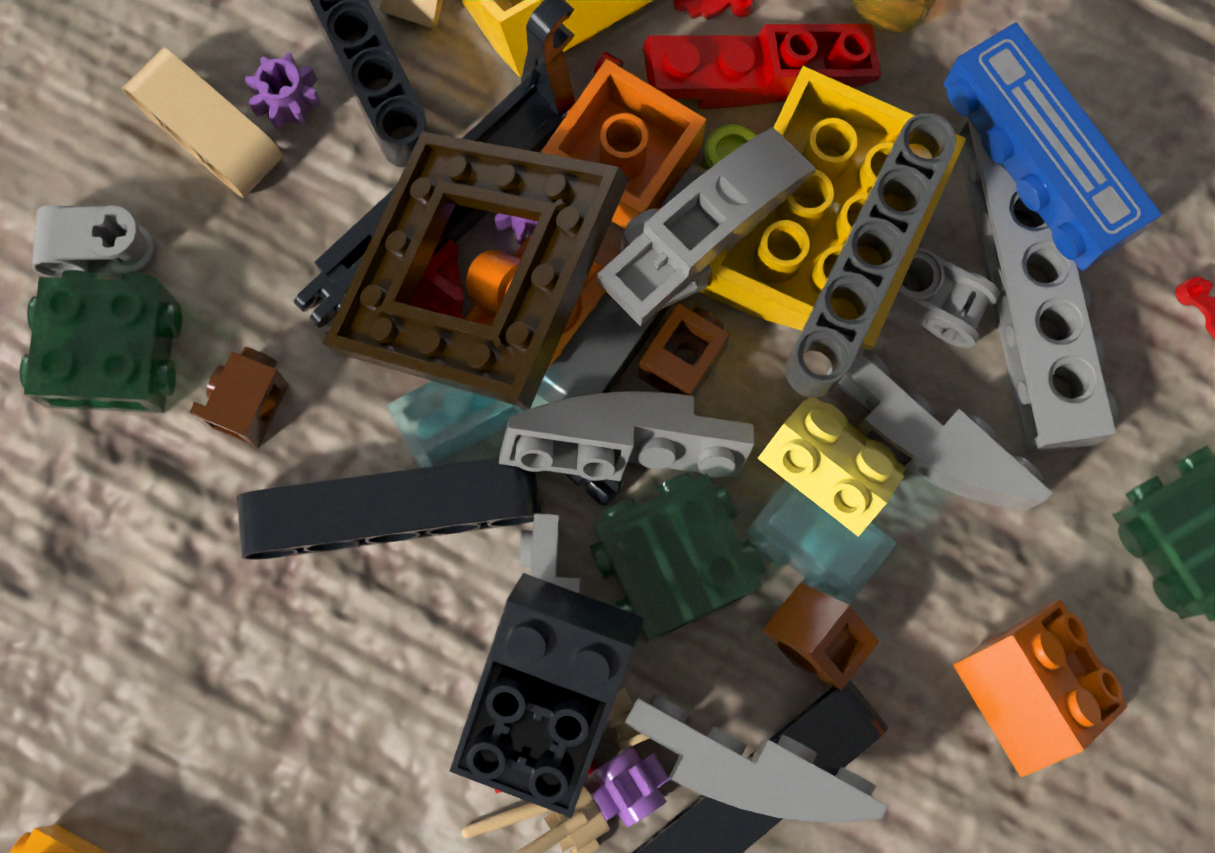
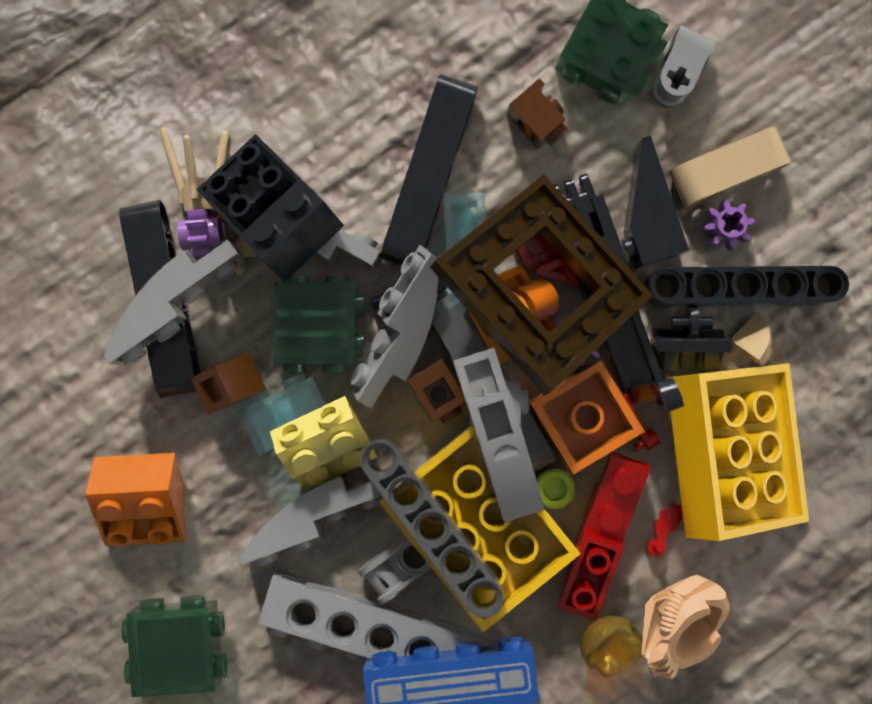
camera: 120 degrees right, 10 degrees up
(312, 192) = (651, 220): none -> black slope
(451, 73) = (690, 335): none -> black hips

